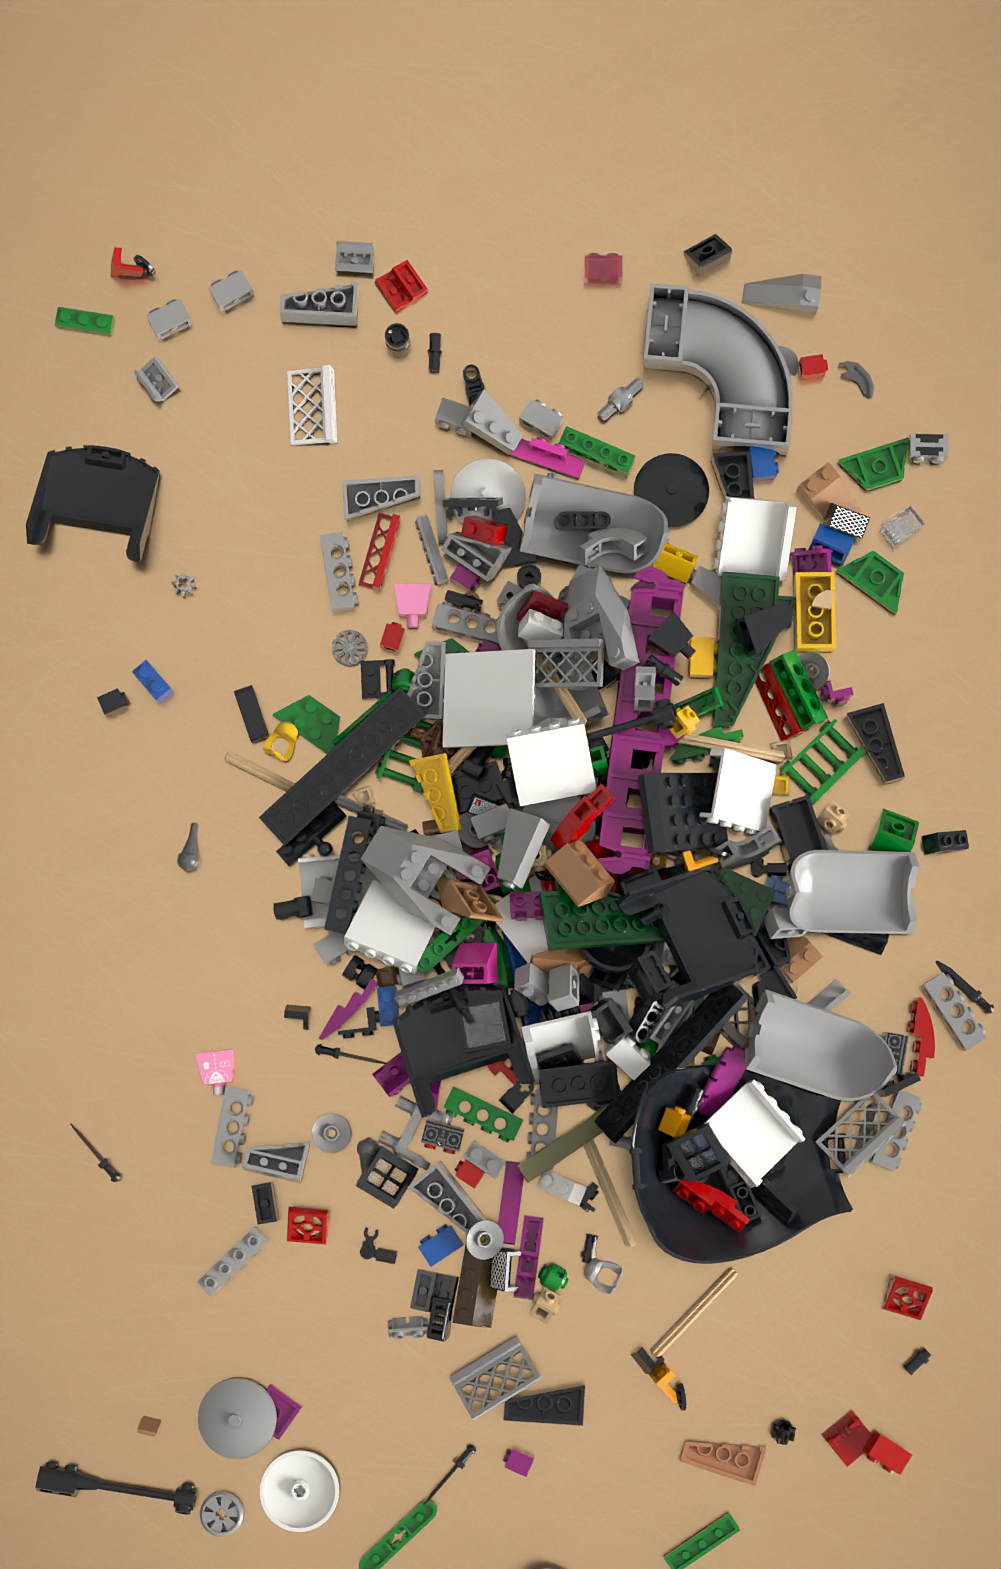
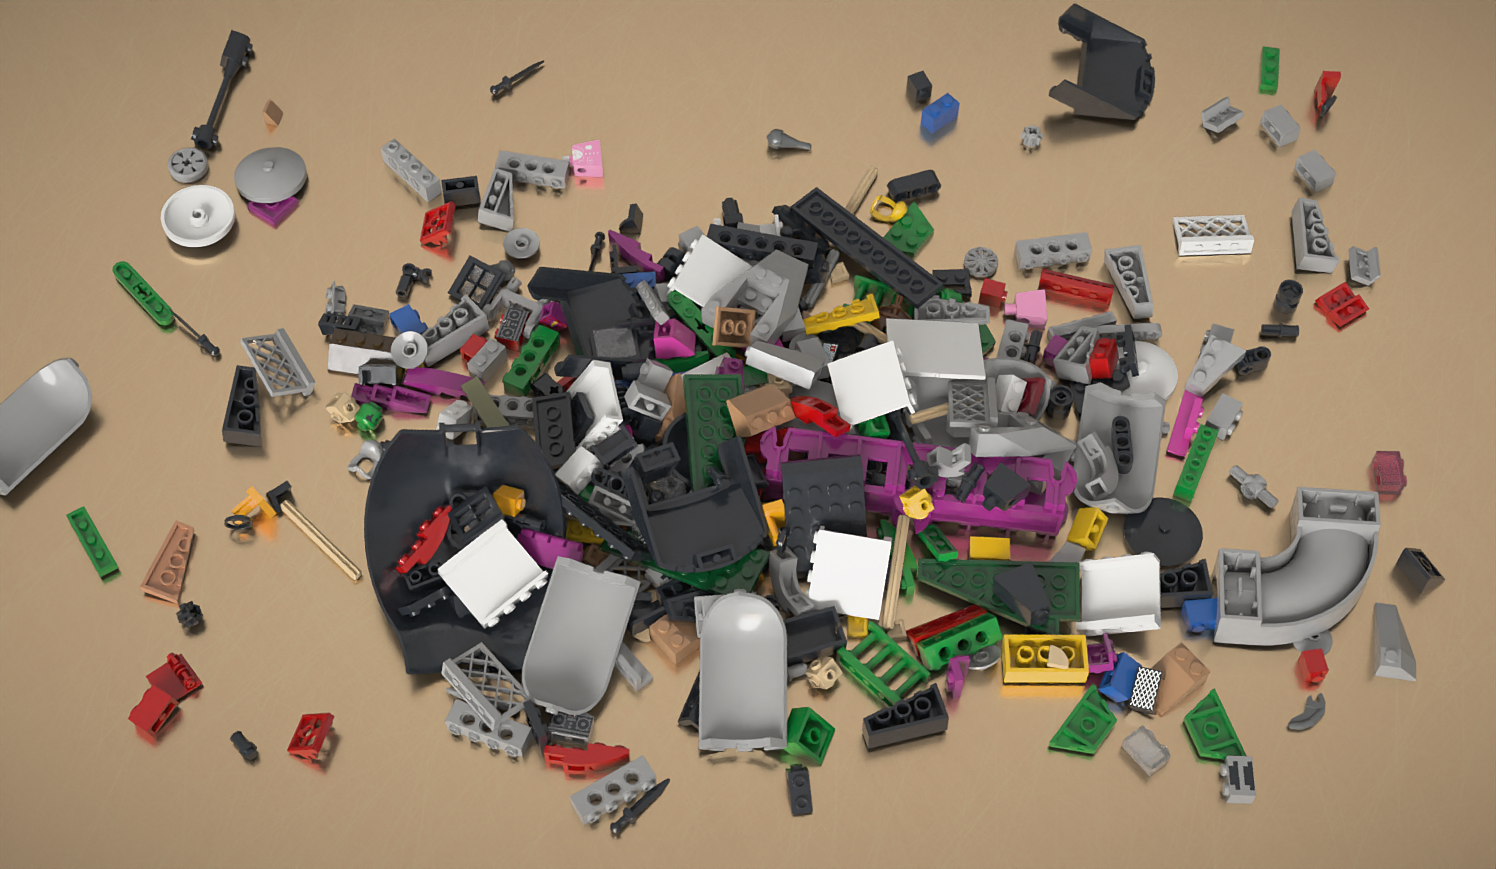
camera: 90 degrees right, 25 degrees down
(518, 1461) = (197, 387): magenta brick -> none

